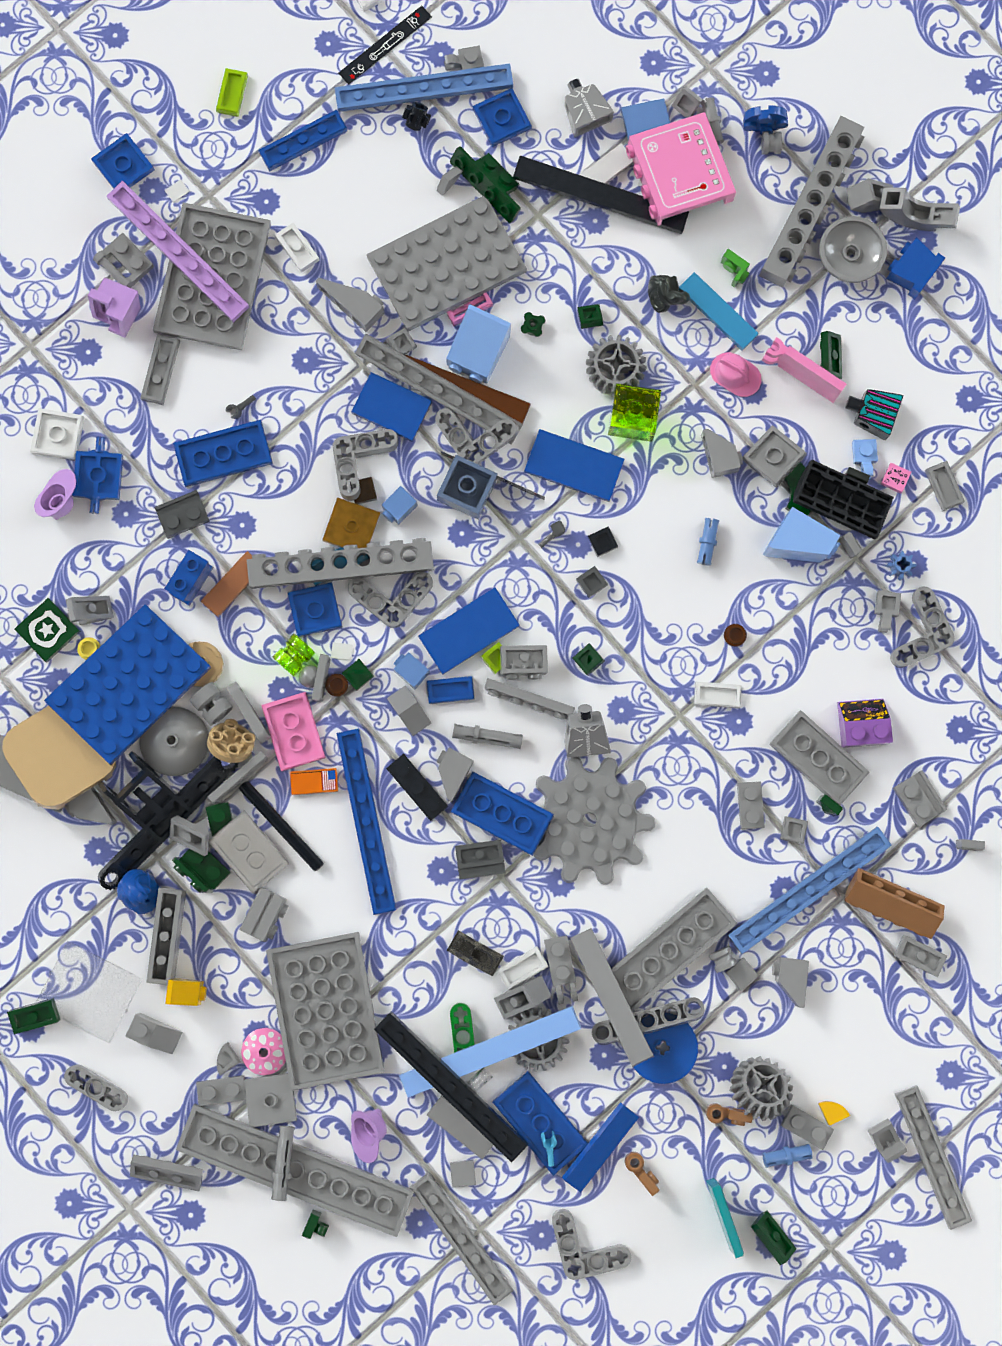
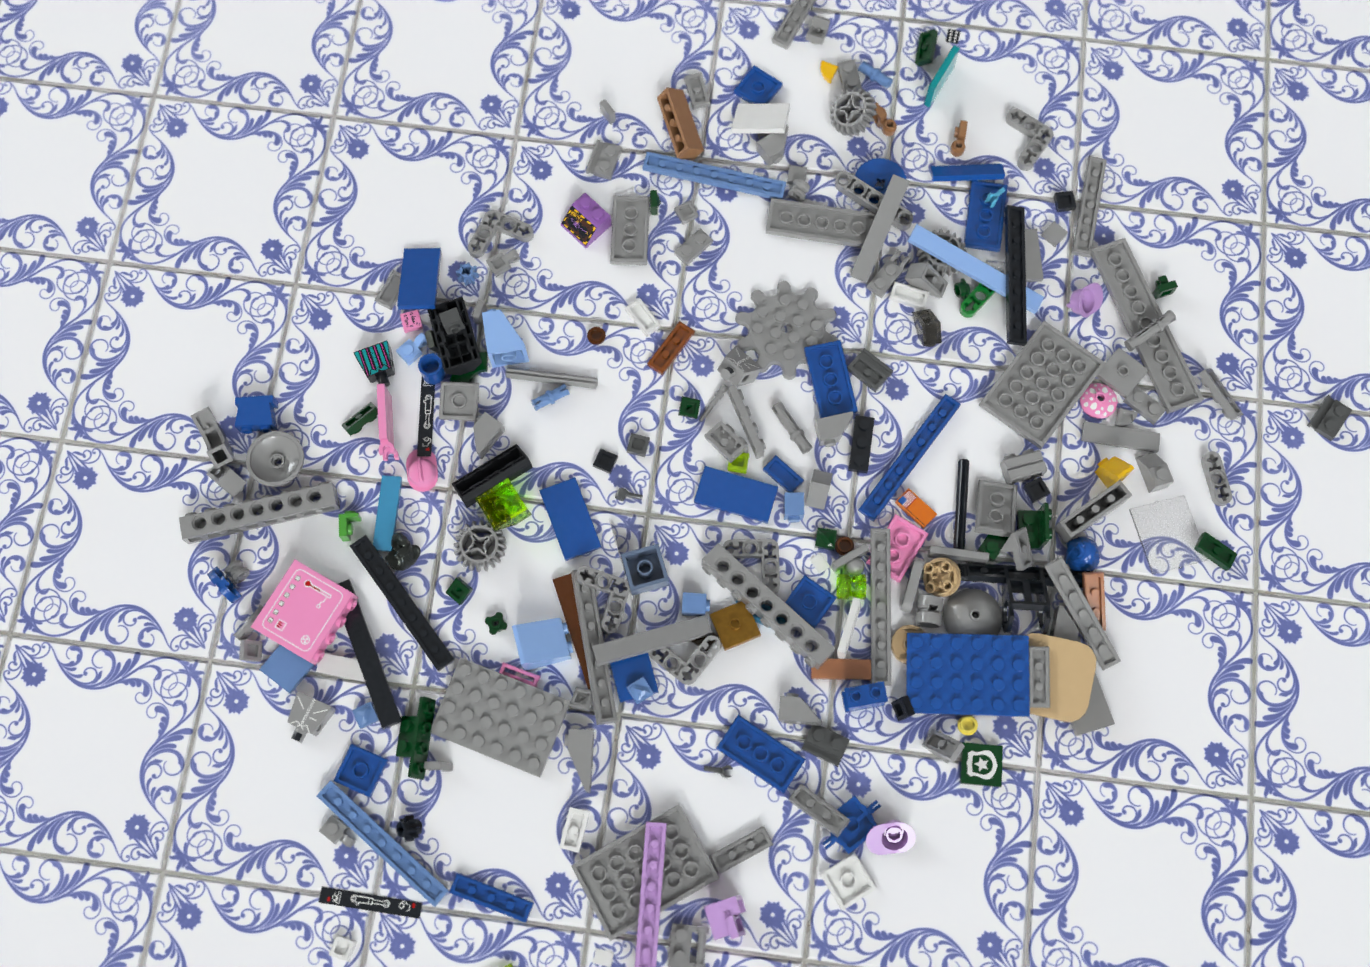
camera: 125 degrees left, 10 degrees down
(54, 1258) = (1329, 417): none -> dark grey plate
(67, 740) = (1039, 677): none -> light grey tile
(88, 835) = (1082, 613): none -> light grey tile
(89, 857) = (1095, 594): none -> nougat tile
(132, 457) = (819, 810): none -> light grey tile
(151, 604) = (903, 708): none -> black tile
(212, 1036) = (1120, 437): none -> light grey tile
(228, 511) = (796, 711): none -> light grey slope
(233, 907) = (1036, 490): none -> black plate
(255, 667) = (880, 605): none -> light grey tile
(258, 619) = (849, 628): none -> white tile
(364, 394) = (640, 690): none -> medium blue tile
(398, 439) = (651, 640): none -> light grey tile
(483, 1023) = (962, 289): none -> dark green plate
(486, 1216) = (1064, 201): none -> black plate
(547, 153) = (365, 715): none -> medium blue tile
(578, 699) = (719, 394): none -> light grey piece
(622, 259) = (402, 603): none -> black tile
(663, 694) = (671, 348): none -> dark orange tile
(674, 427) = (506, 465): none -> black piece
(726, 559) = (550, 377): none -> light grey axle
(766, 1283) = (953, 36): none -> black sticker
(790, 422) = (426, 419): none -> black sticker
(829, 453) = (431, 368): none -> blue piece
(833, 989) = (761, 118): none -> white tile
(855, 503) = (452, 321): none -> dark grey plate
(873, 1022) = (758, 87): none -> blue tile
(932, 515) = (419, 278): none -> blue tile

